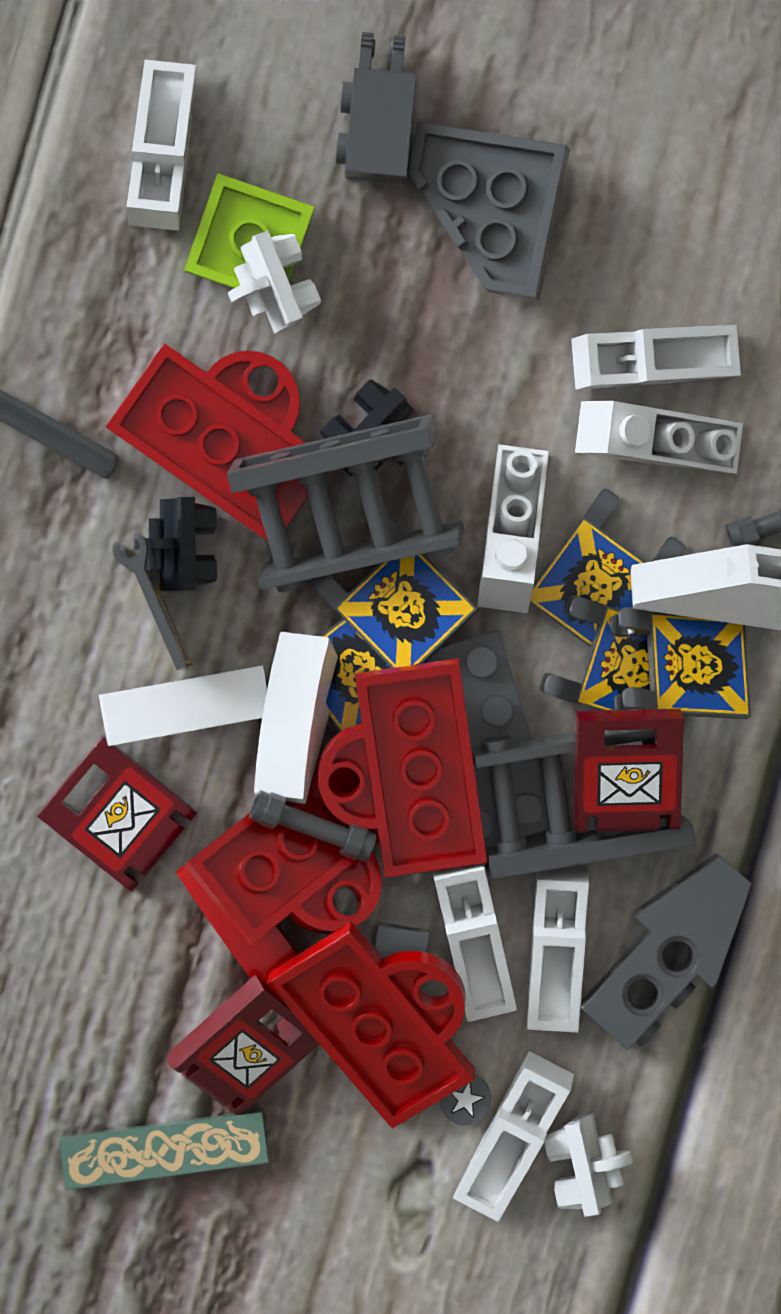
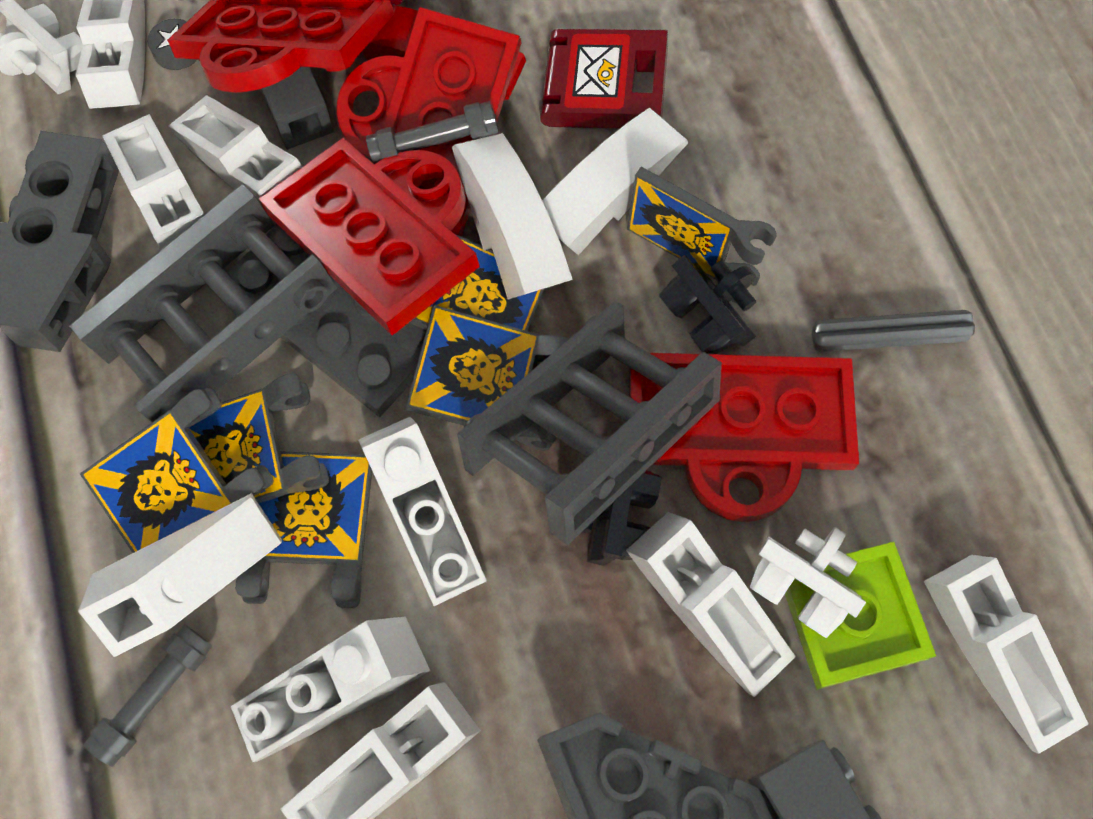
camera: 150 degrees right, 20 degrees down
(349, 316) = (711, 602): none -> white slope
(628, 783) = (157, 325): container -> none

